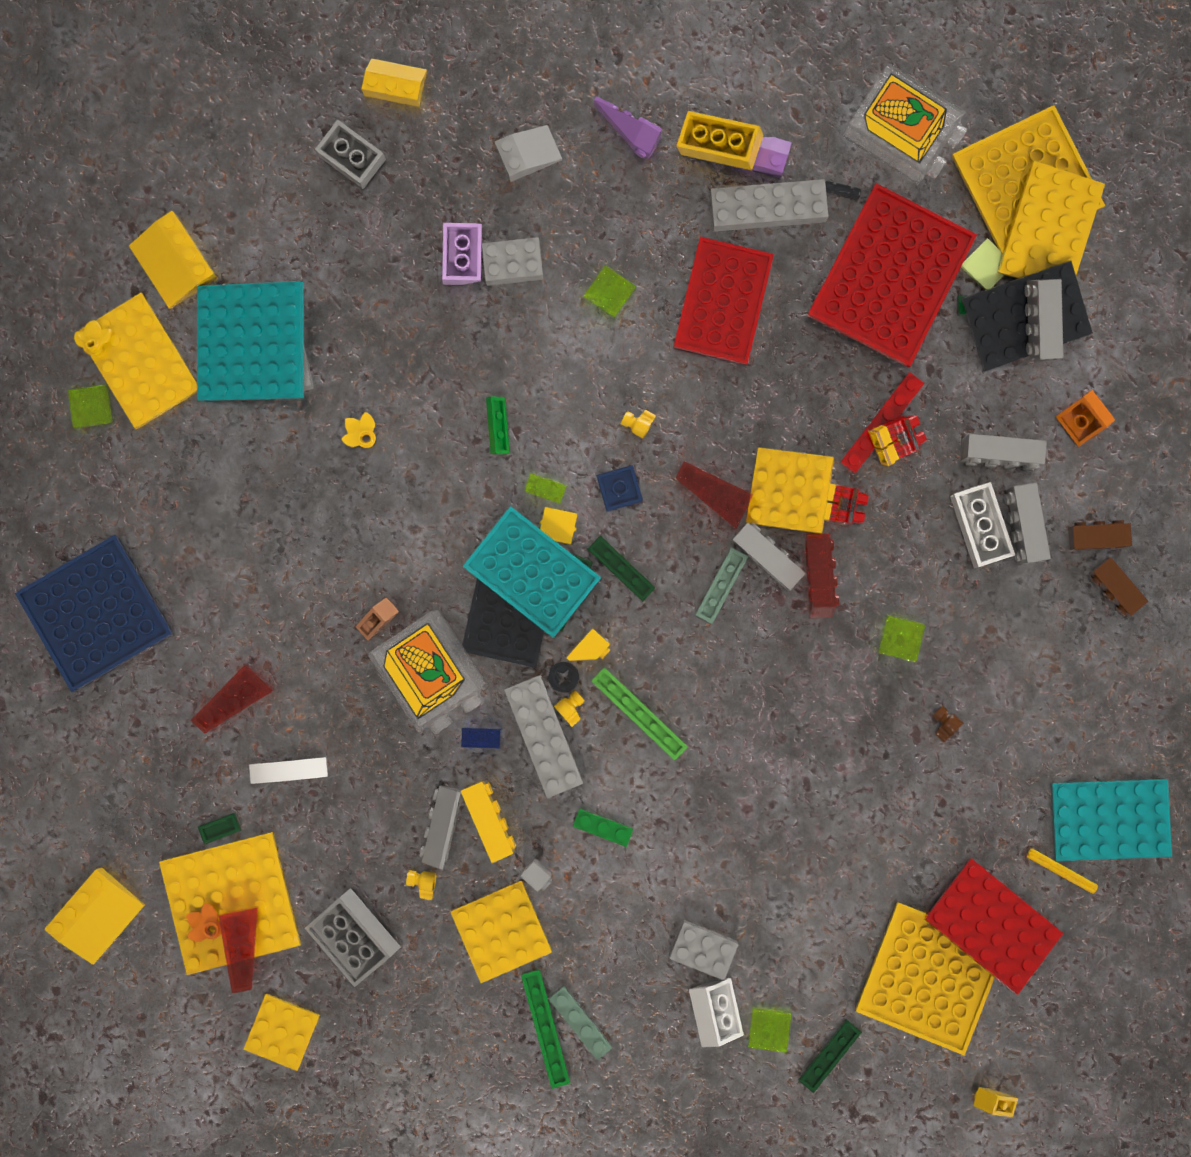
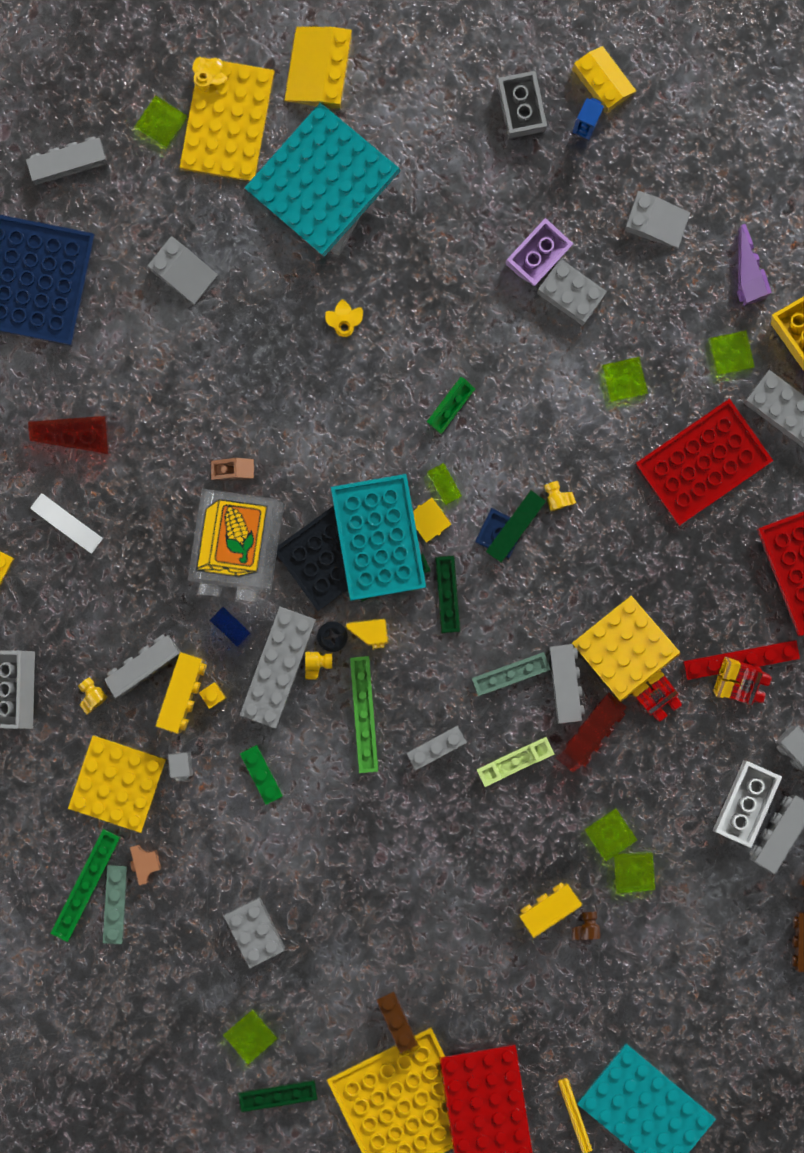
camera: 35 degrees right, 0 degrees up
(44, 499) = (66, 161): none -> light grey brick
(206, 503) = (182, 270): none -> light grey slope
(409, 120) = (588, 118): none -> blue brick
(513, 801) = (212, 695): none -> yellow brick
(574, 972) = (144, 863): none -> nougat brick
(627, 472) = (515, 526): none -> dark green tile
(671, 201) = (731, 353): none -> clear neon green tile
(715, 690) = (436, 747): none -> light grey brick
(716, 1013) = (222, 987): white slope -> none
(718, 494) = (569, 603): clear red wedge -> none
(783, 647) = (515, 761): none -> yellowish green slope
(871, 921) = (398, 1023): none -> reddish brown brick
(907, 734) = (549, 909): none -> yellow slope
(944, 650) = (634, 872): none -> clear neon green tile

